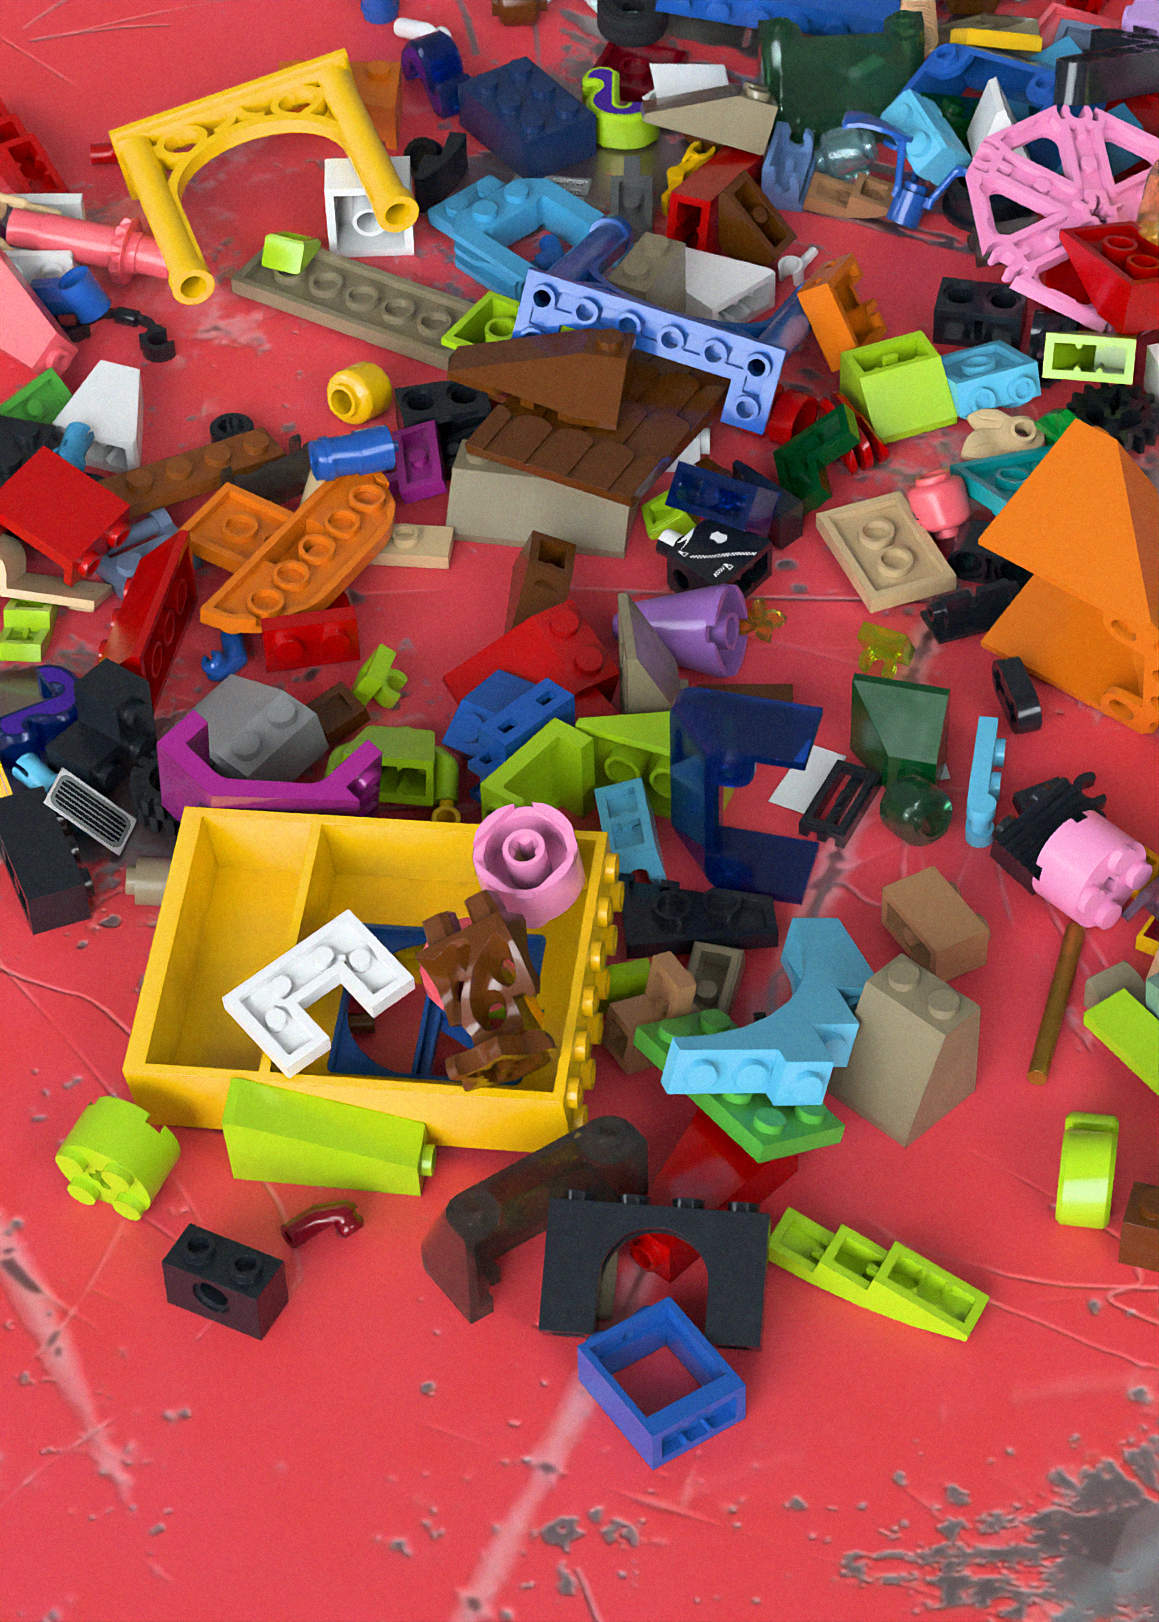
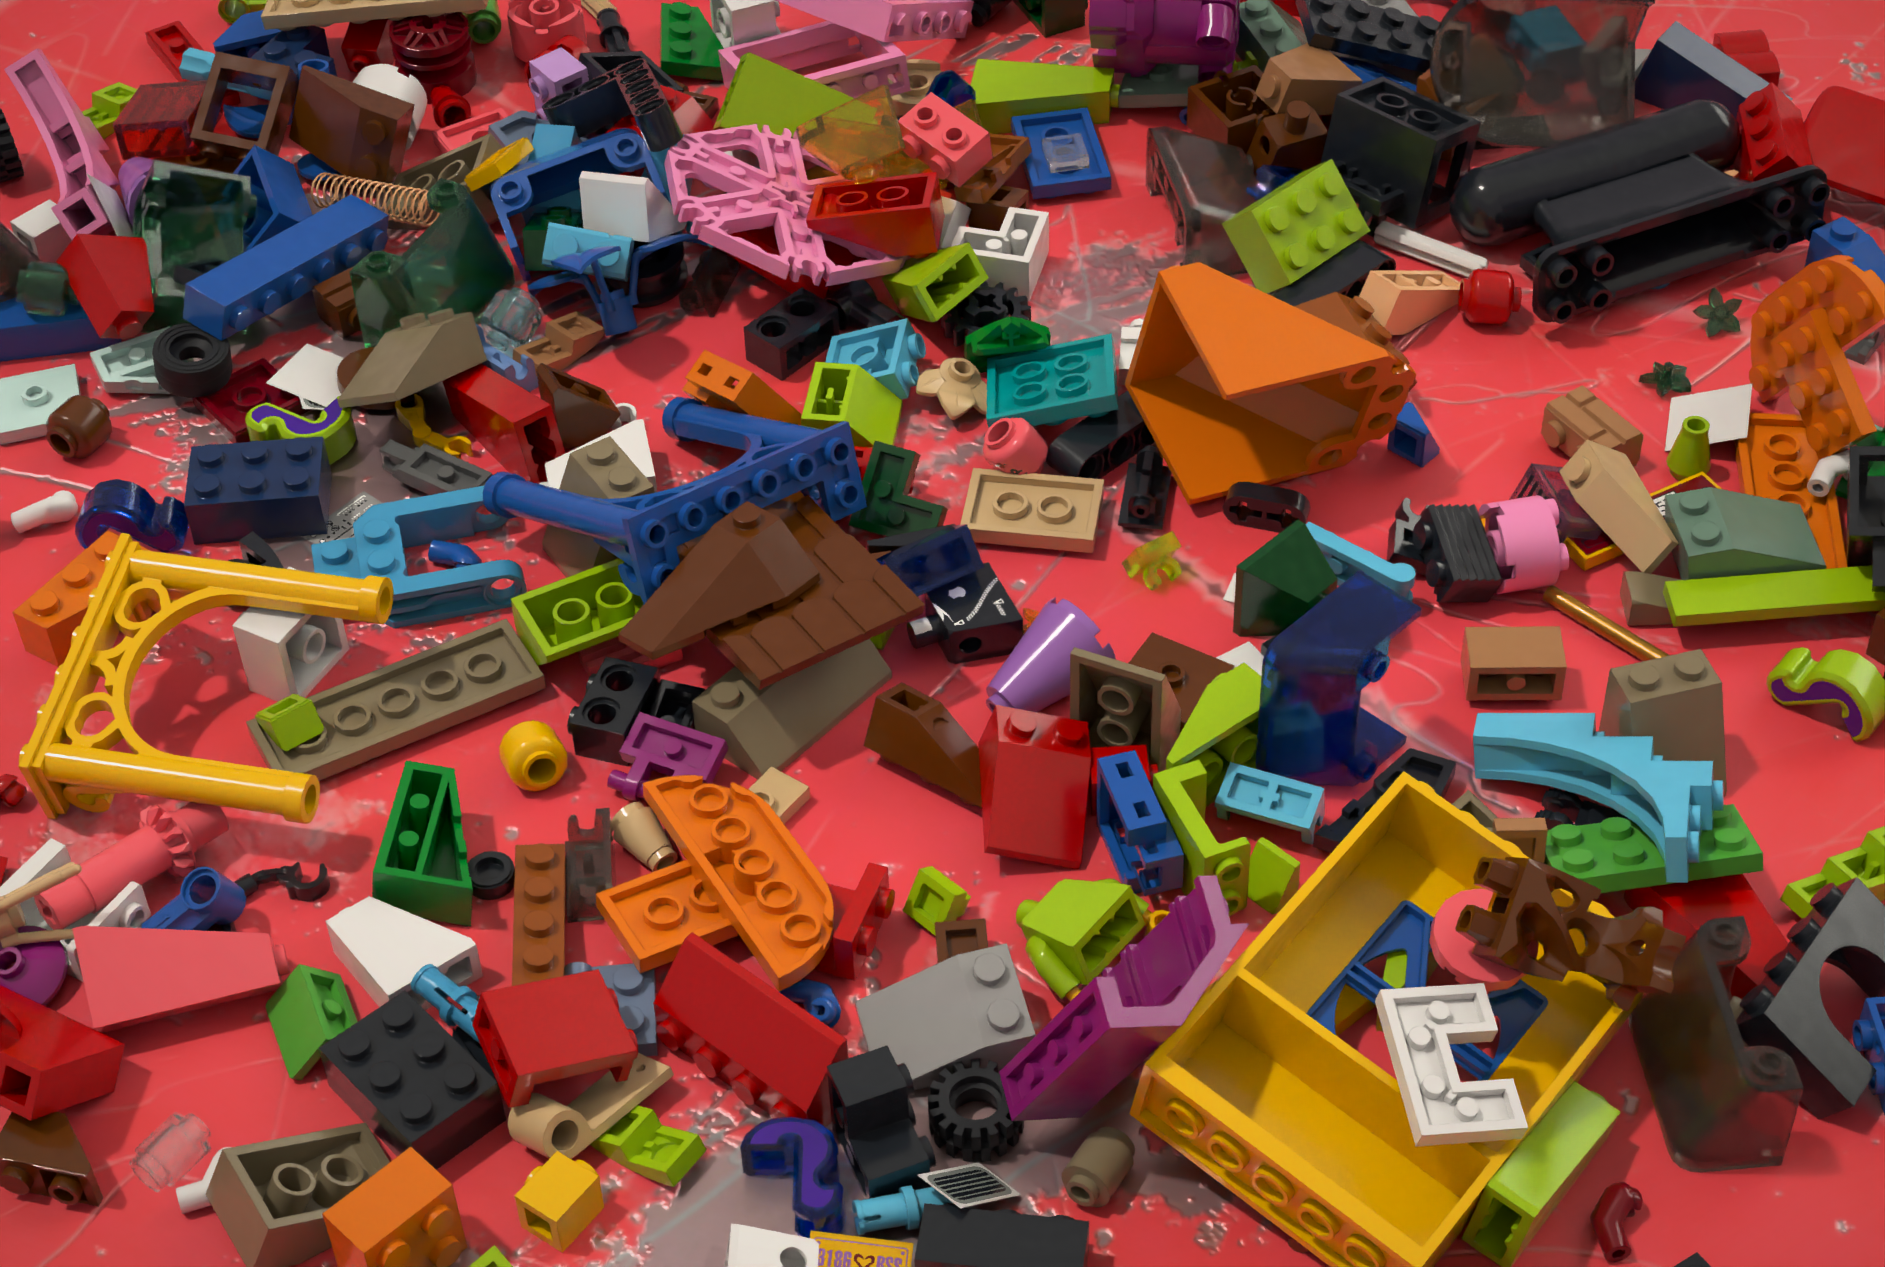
camera: 60 degrees left, 0 degrees up
(216, 375) = (424, 849): none -> green wedge
(353, 453) = (667, 776): blue piece -> none
(477, 707) = (1075, 832): blue slope -> none
(529, 861) = (1429, 832): bright pink brick -> none

